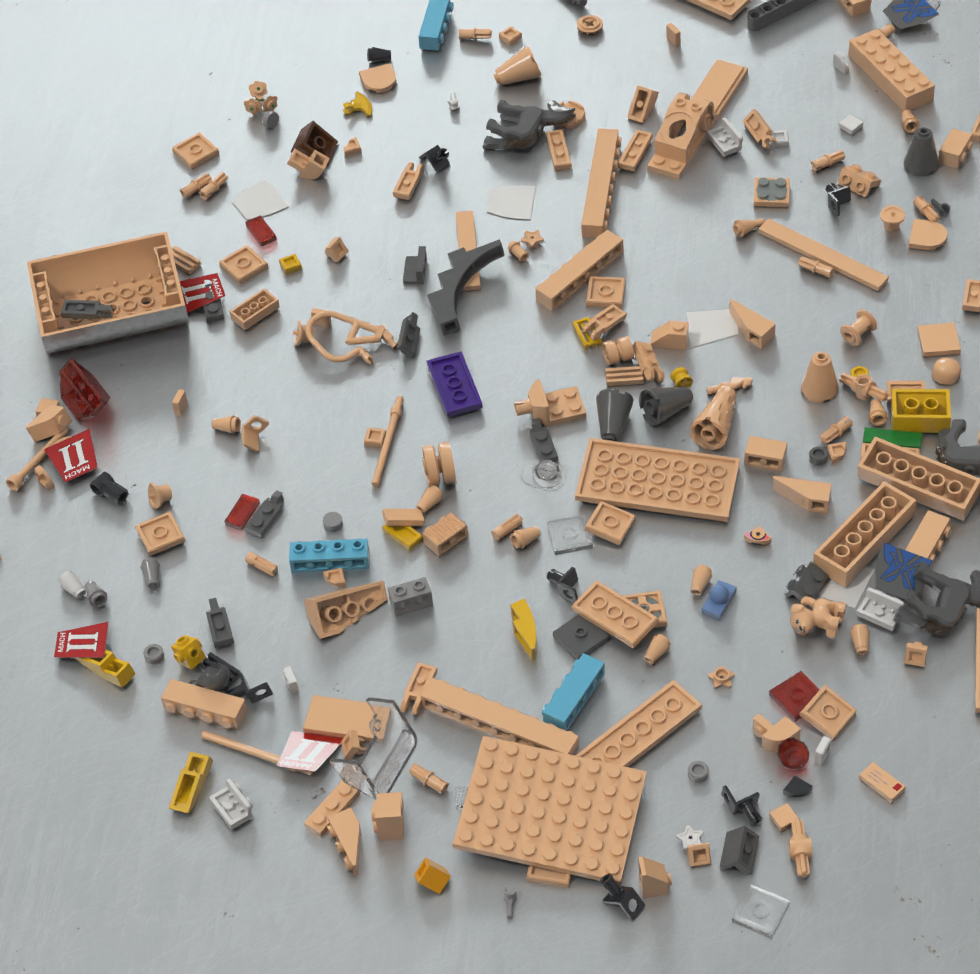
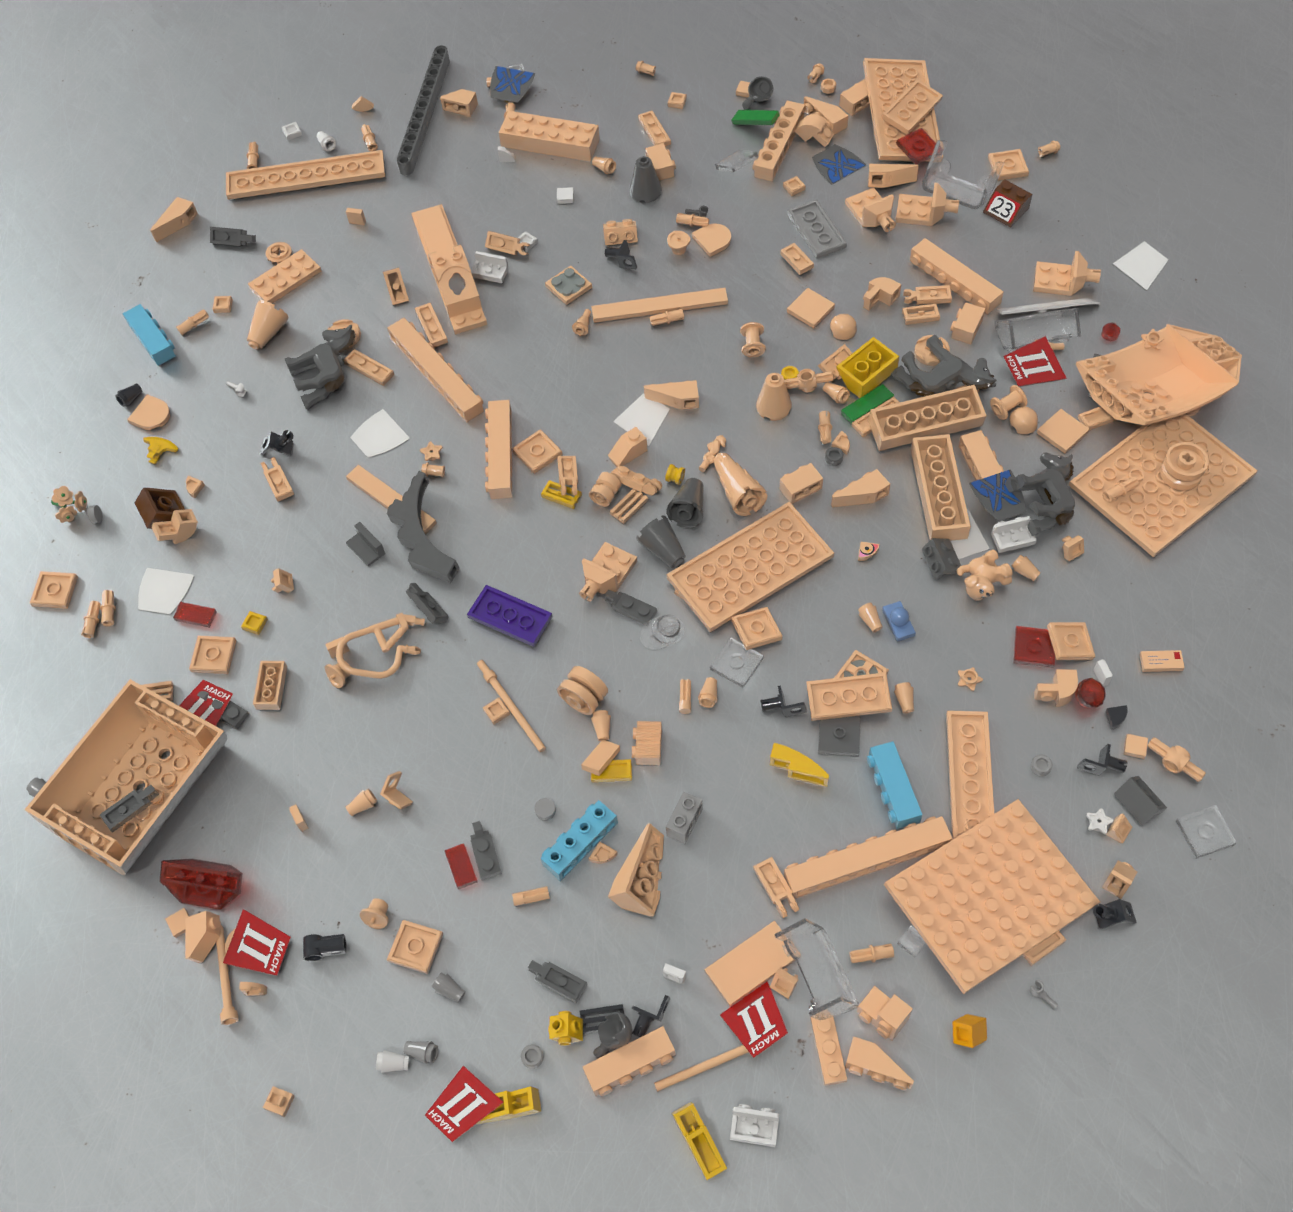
camera: 45 degrees left, 10 degrees up
(574, 45) = (285, 277): none -> light nougat plate
(827, 160) = (581, 233): light nougat axle -> none

